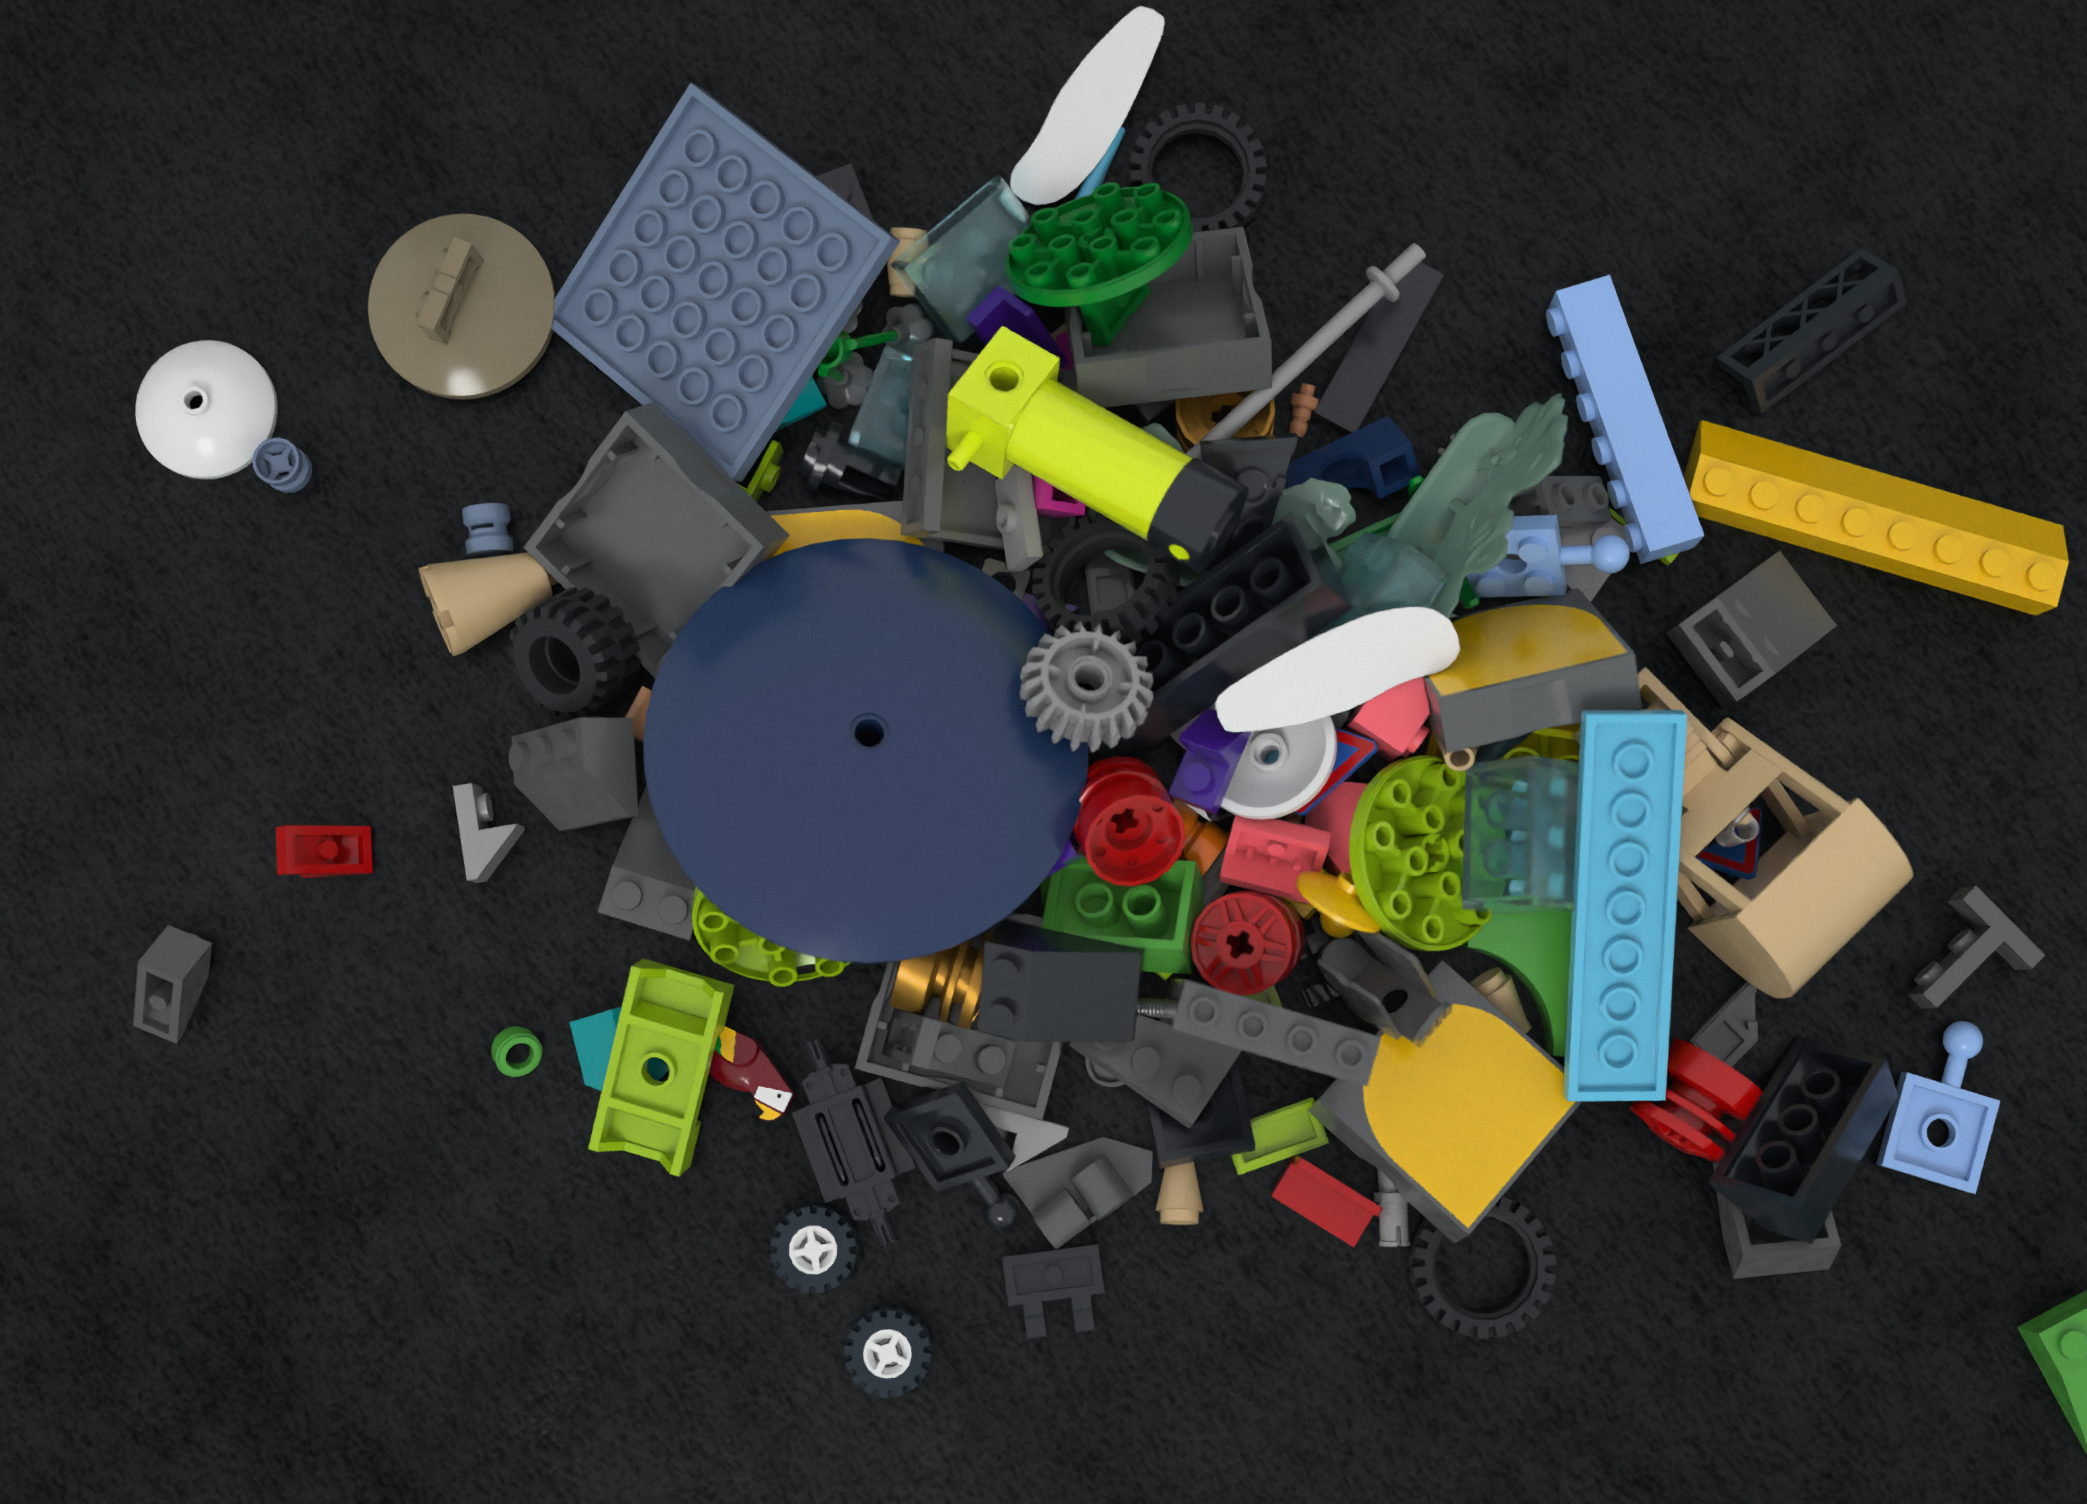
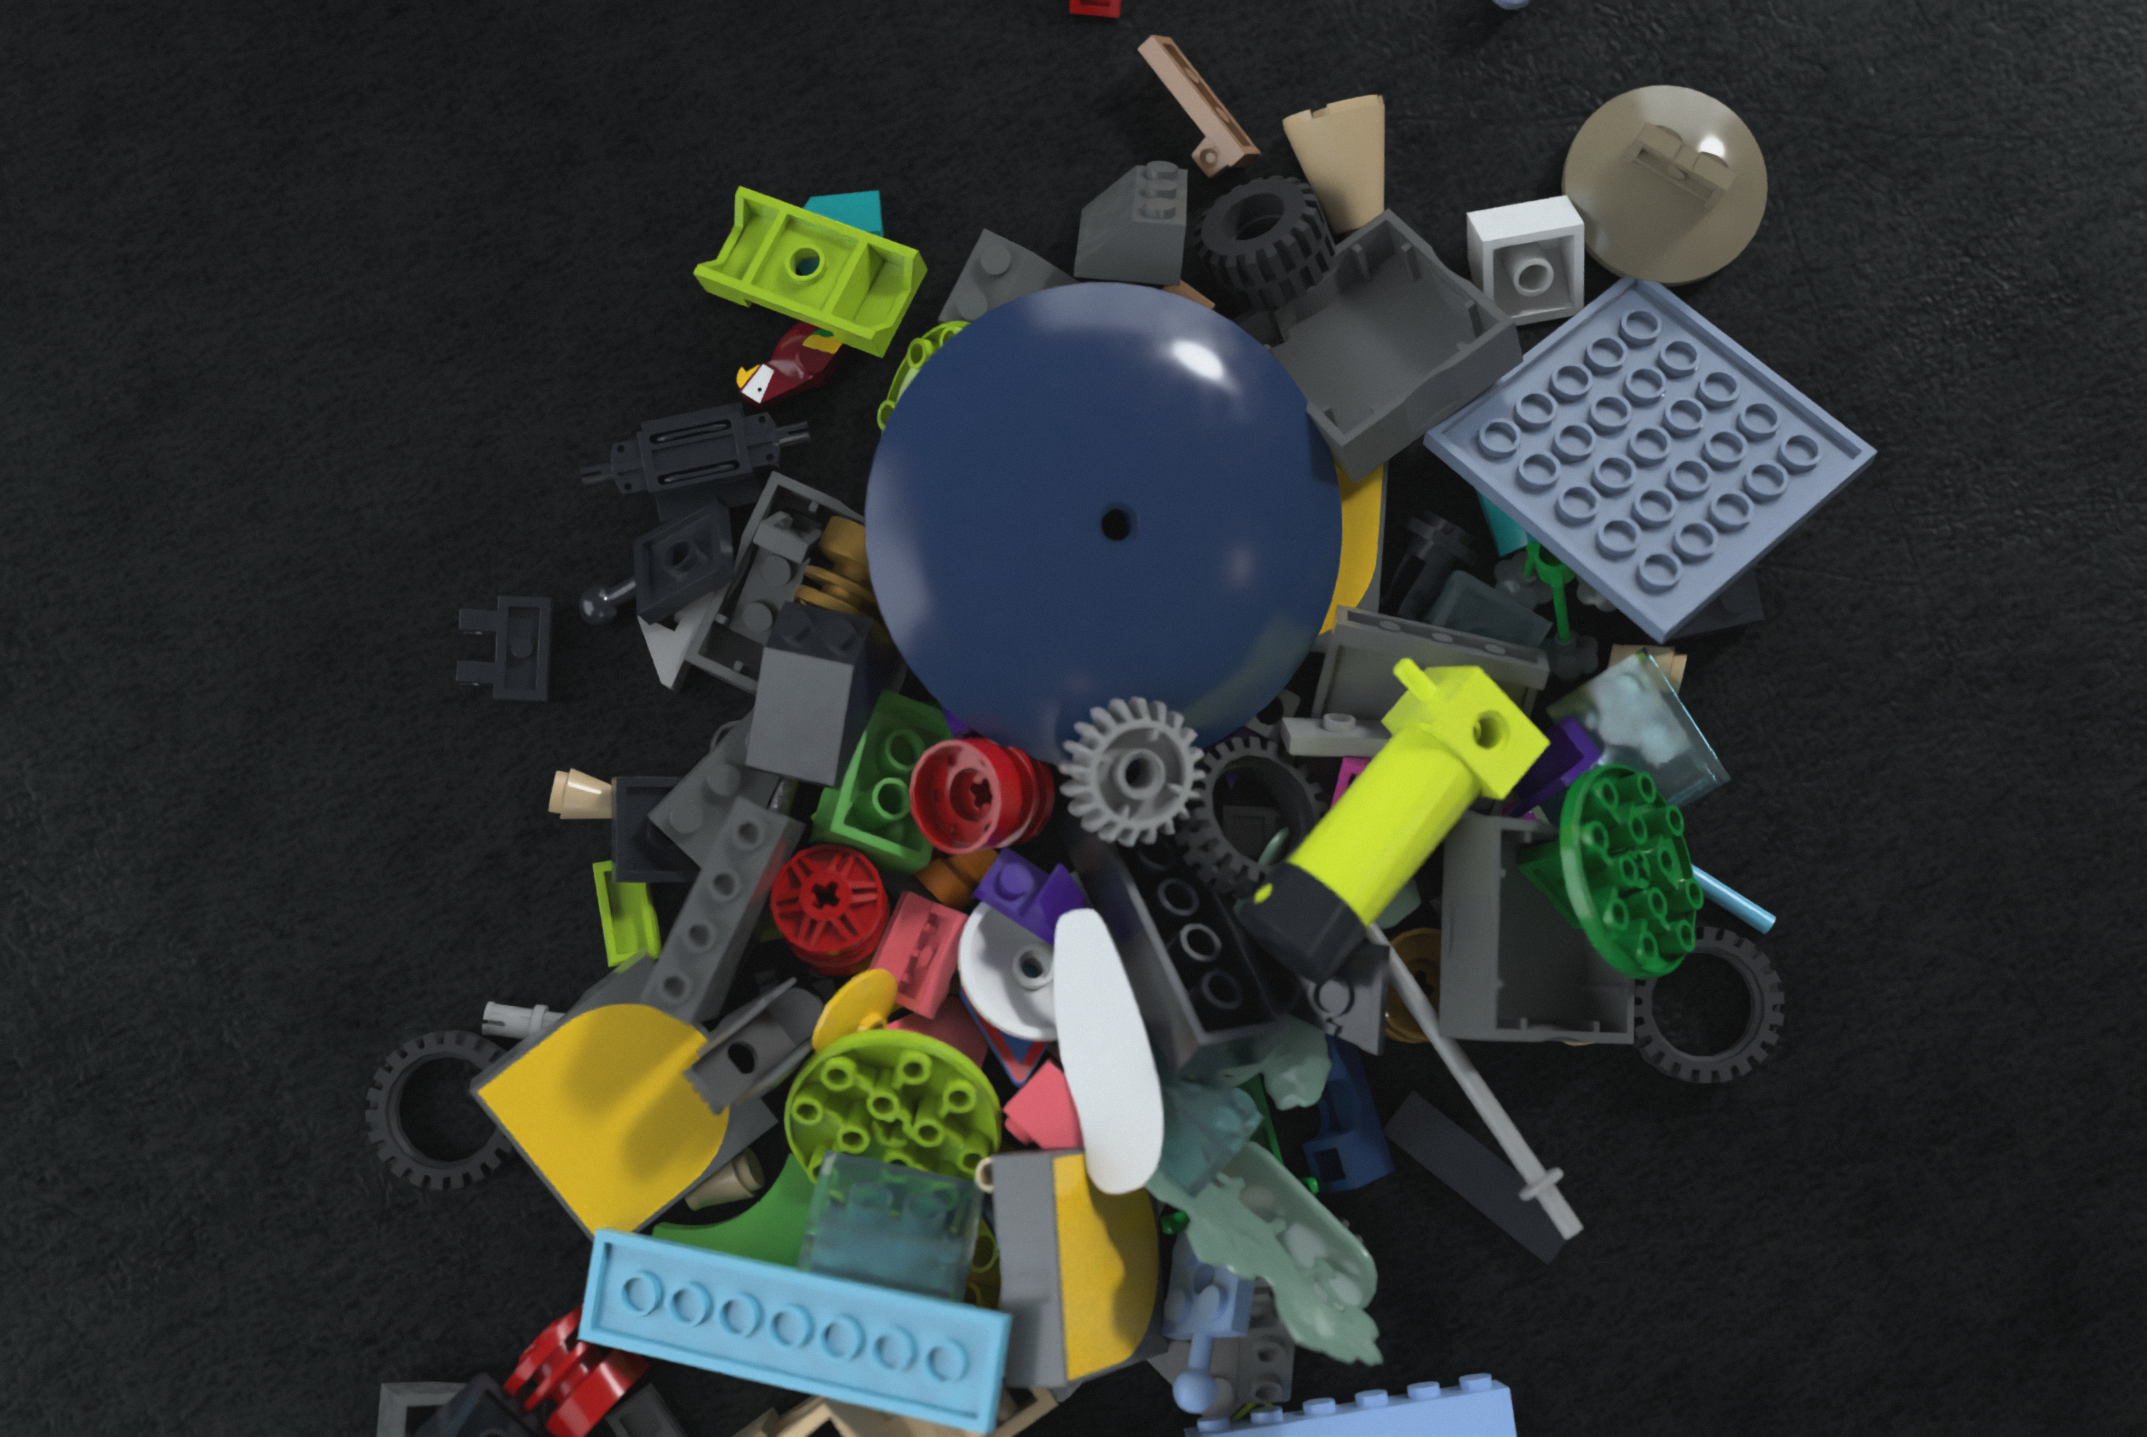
camera: 95 degrees right, 0 degrees up
(477, 707) = (1225, 141): none -> medium nougat hinge
(481, 846) = (1077, 122): light grey slope -> none
(487, 530) = (1402, 179): sand blue wheel -> none
(509, 1038) = (873, 132): bright green piece -> none
(549, 417) = (1529, 258): none -> white slope
(766, 473) = (1429, 477): lime bracket -> none
(802, 1266) = (591, 388): black wheel -> none
(879, 1366) = (463, 452): black wheel -> none
(1080, 1185) = (612, 694): dark grey panel -> none
(1089, 110) = (1793, 897): white sticker -> none
(1303, 405) = (1421, 1079): nougat piece -> none
(1324, 1200) = (549, 952): red panel -> none

